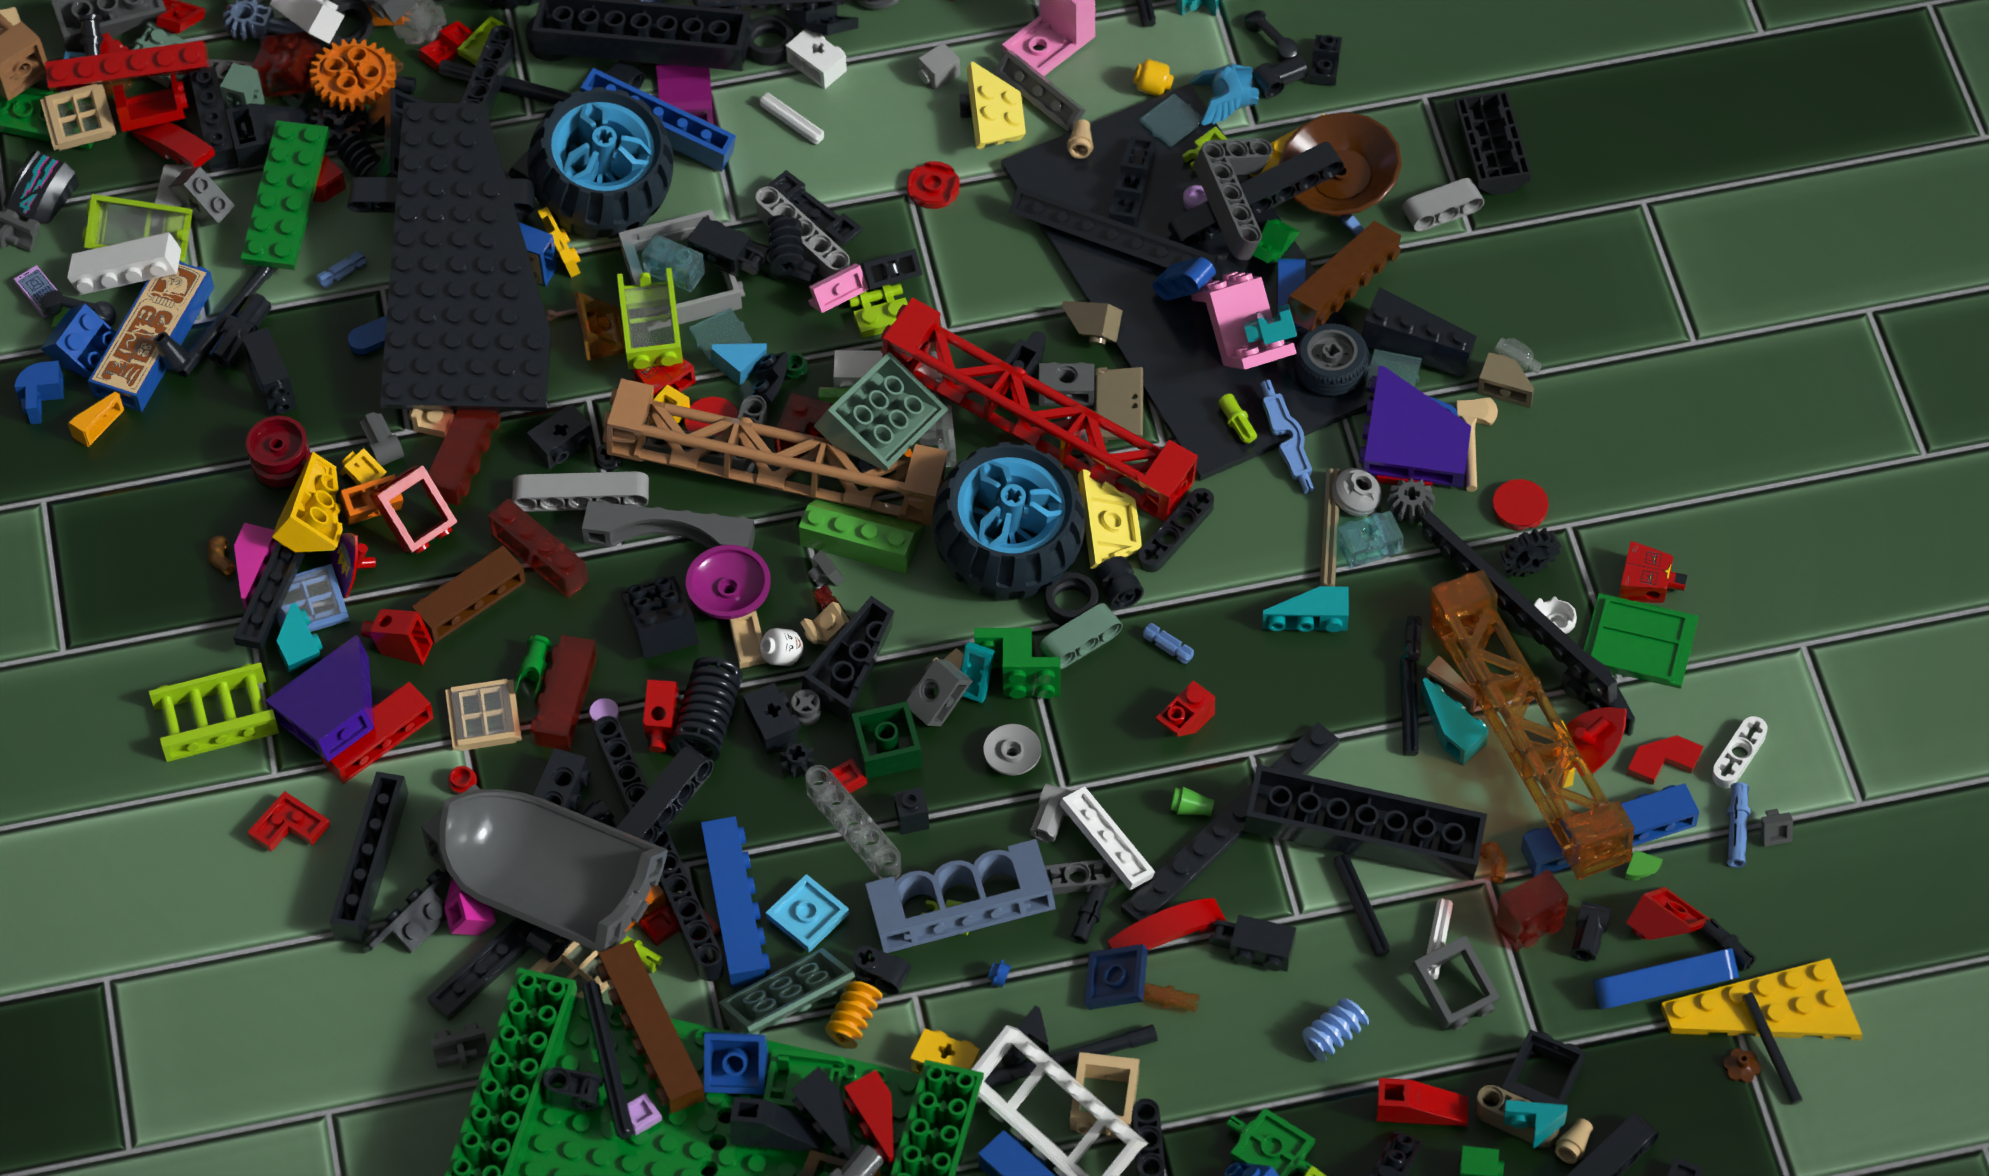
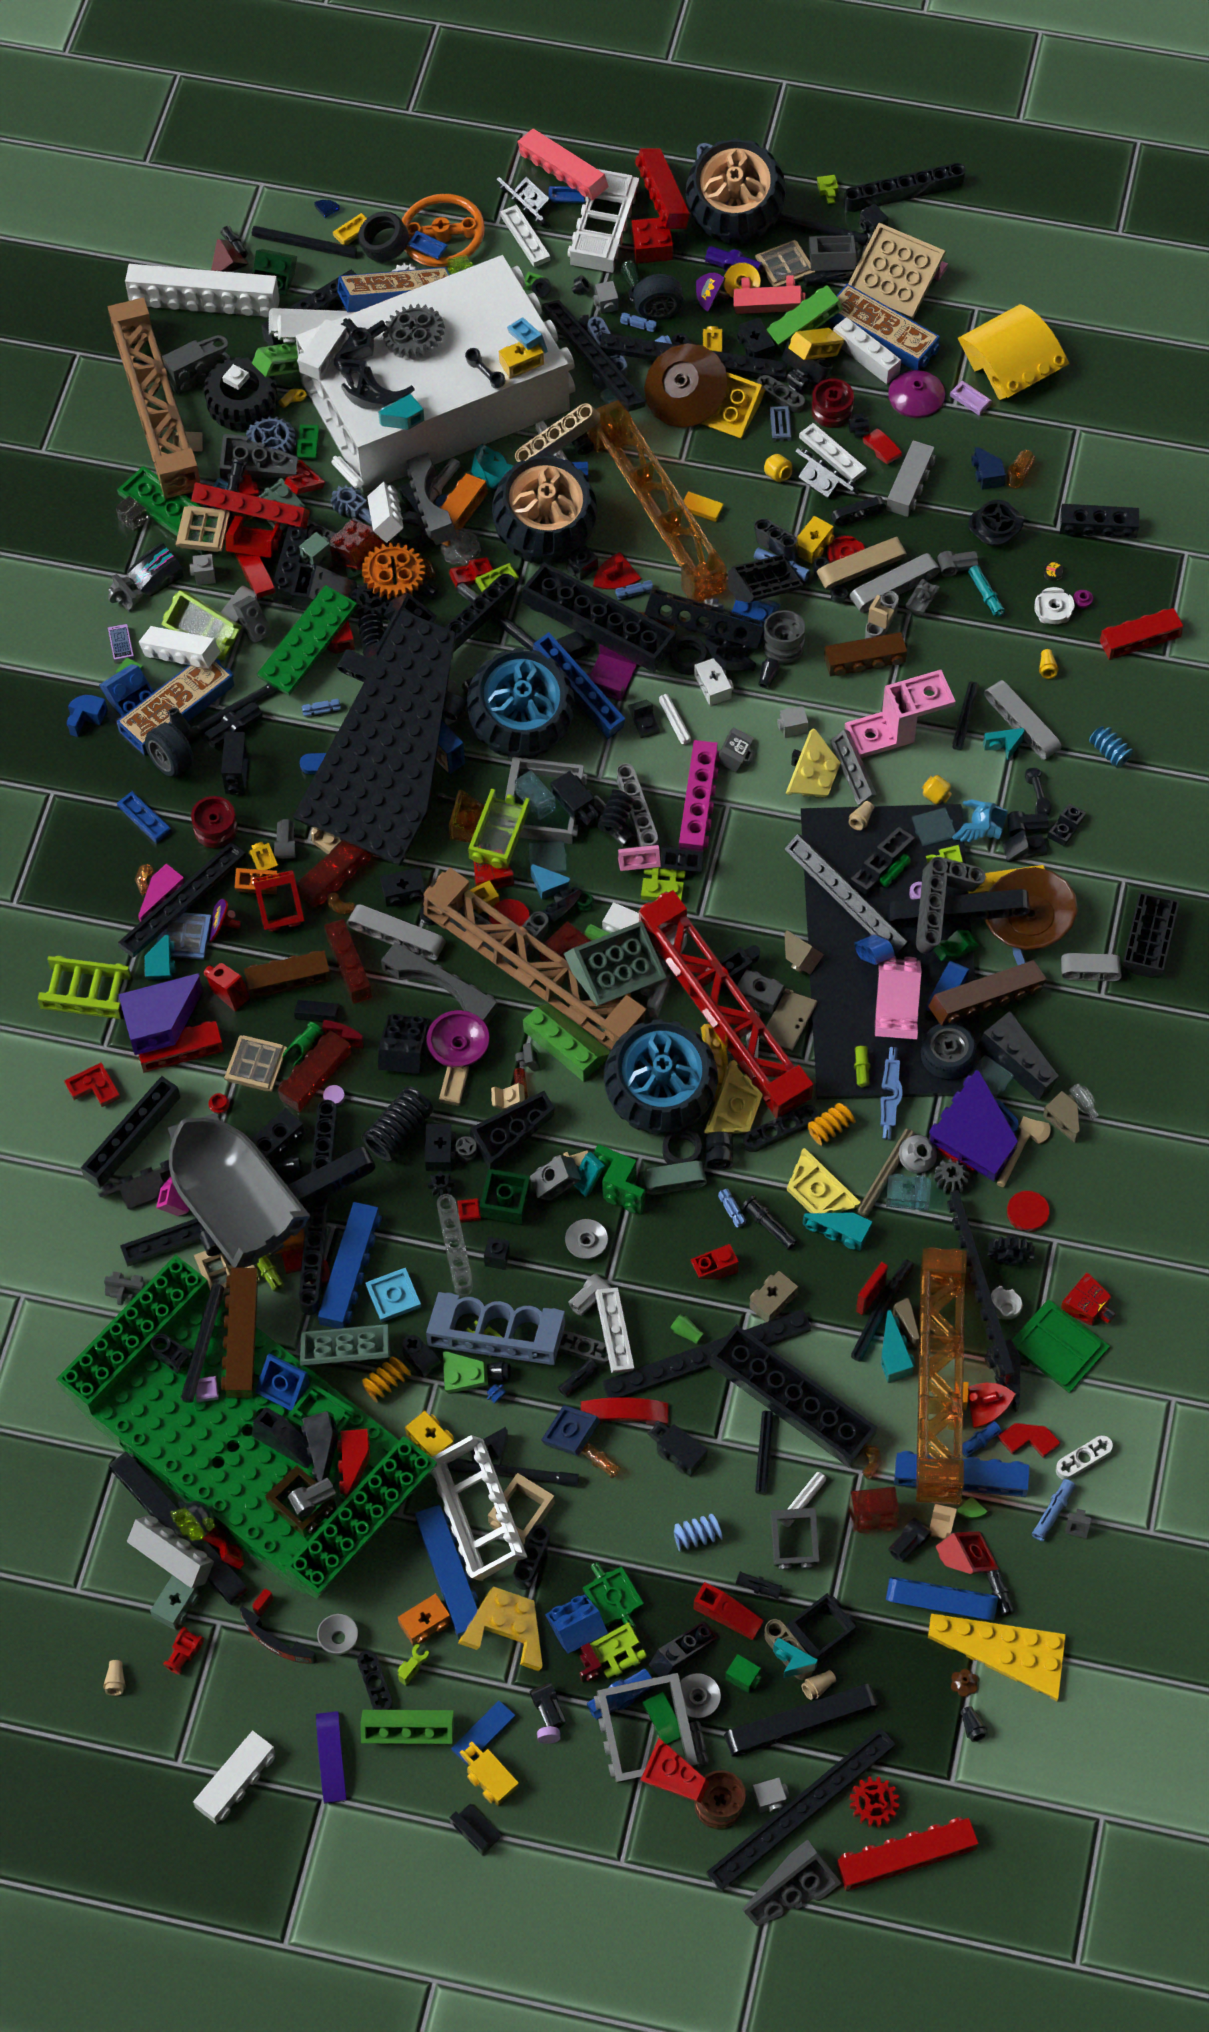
camera: 25 degrees right, 5 degrees up
(53, 301) = (153, 675): black bar -> none
(95, 420) = (111, 749): light orange slope -> none
(103, 164) = (203, 569): none -> light grey brick
(176, 387) = (169, 749): none -> black wheel
(181, 483) = (144, 817): none -> blue tile
(311, 512) = (210, 876): yellow wedge -> none
(490, 491) = (338, 906): none -> clear orange arm
(528, 623) = (316, 1011): none -> black slope
(568, 255) = (471, 747): yellow wing -> none
(585, 630) = (345, 1032): none -> dark red slope
(660, 713) = (365, 1112): red torso -> none
(753, 131) = (644, 718): none -> black slope
(781, 647) = (470, 1100): white head -> none
(838, 228) = (657, 803): black slope -> none
(870, 191) = (701, 753): none -> dark pink brick
(877, 20) = (769, 670): none -> black cone
(886, 125) = (735, 749): none -> dark grey piece
(933, 185) = (746, 807): red tile -> none
(946, 966) = (463, 1373): none -> bright green wing
(983, 949) = (499, 1371): none -> black cone
(1153, 185) = (895, 869): none -> green axle
(1210, 637) = (763, 1216): none -> black pin
(1235, 498) = (829, 1122): none -> light orange piece
(1260, 578) = (818, 1188): none -> light yellow wing
(1273, 328) = (910, 1013): teal hips -> none
(1275, 722) = (770, 1307): none -> dark tan brick
(1289, 103) = (1024, 847): none -> black slope
(1390, 662) = (872, 1288): none -> red tile
(1440, 1058) = (773, 1589): none -> black pin
(1610, 779) = (981, 1439): none -> blue pin
(1617, 892) = (942, 1521): none -> tan panel
(1772, 1048) = (989, 1680): black bar -> none
(1782, 1107) = (974, 1726): none -> black cone

